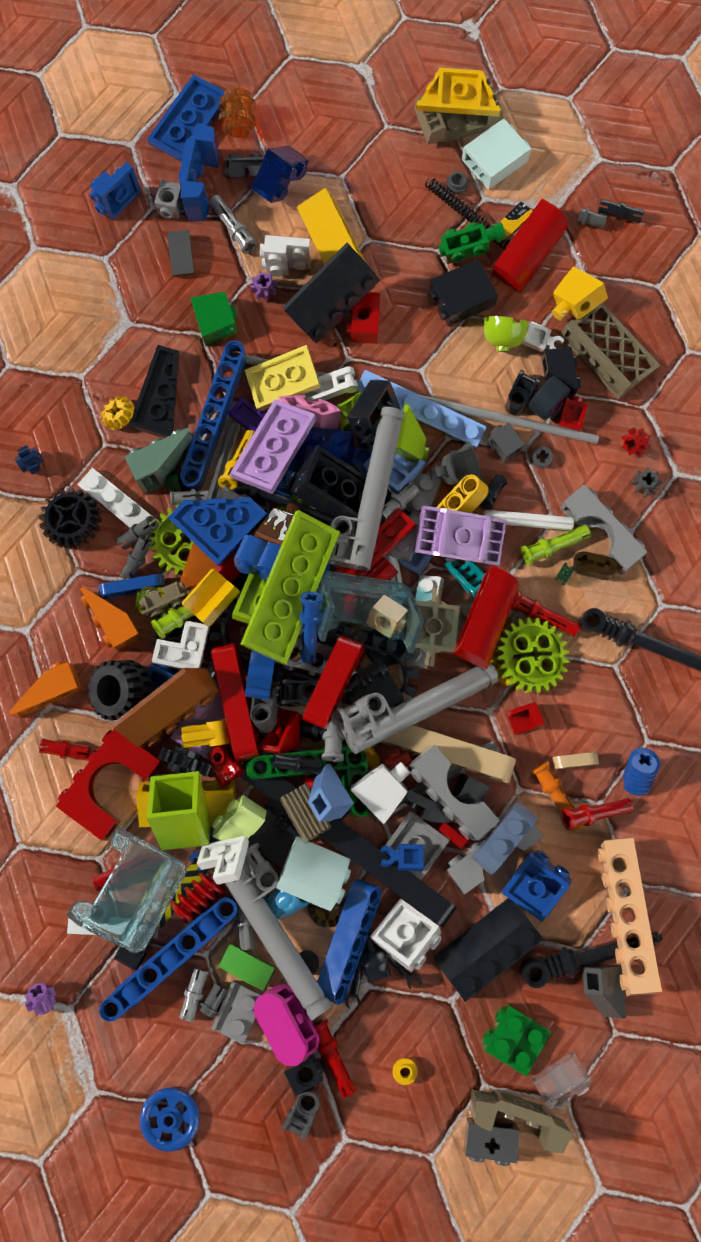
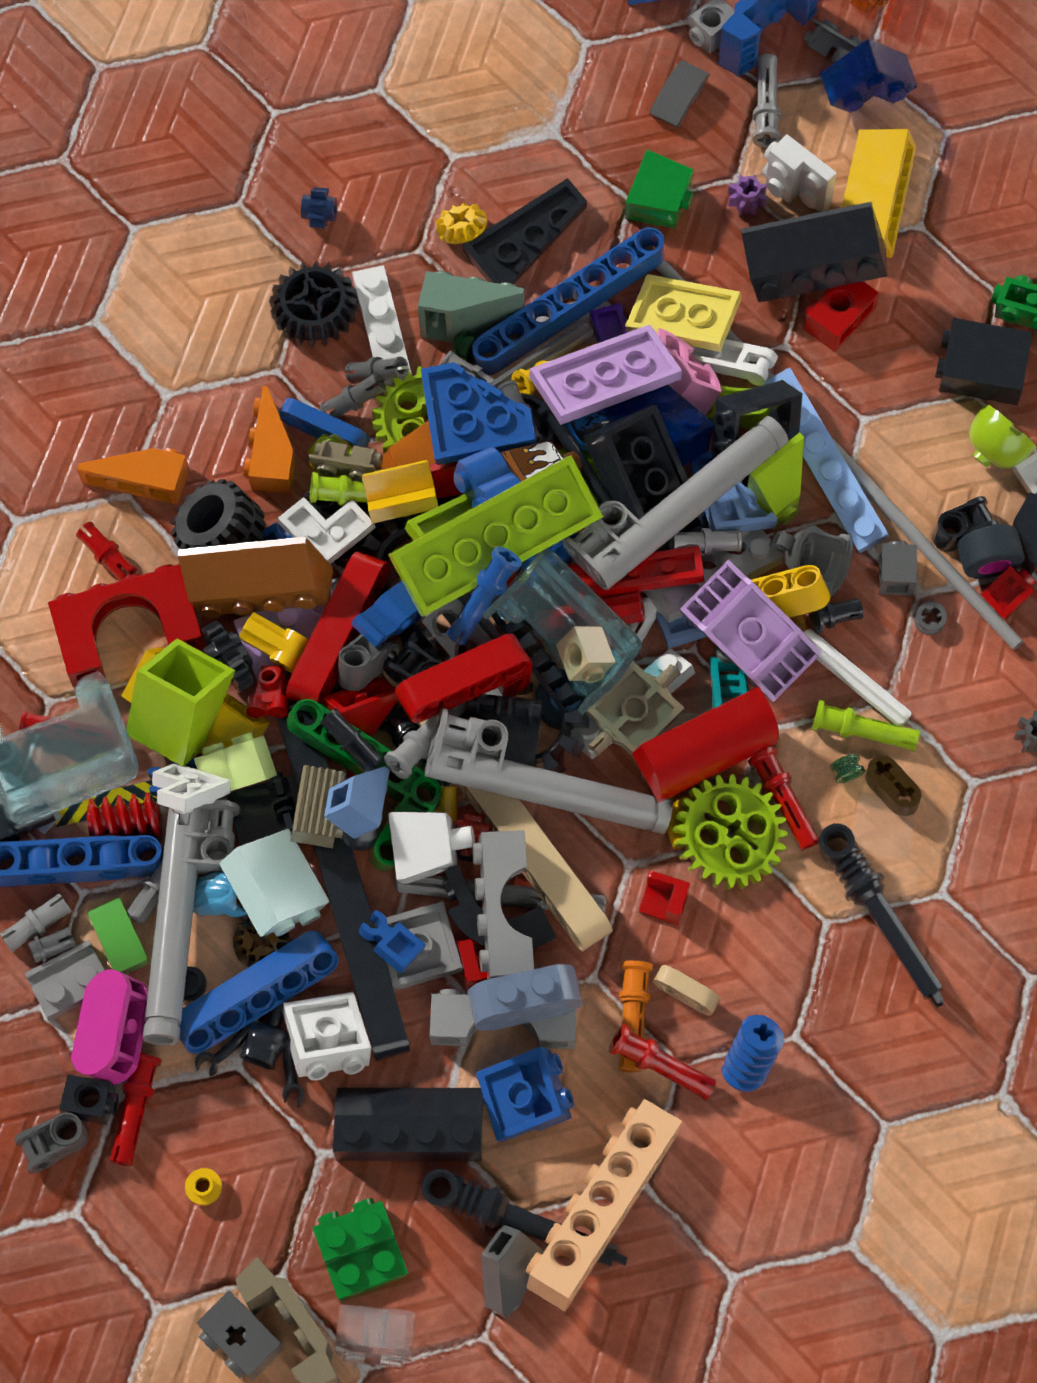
camera: 35 degrees right, 10 degrees down
(585, 507) = (934, 711): light grey arch -> none

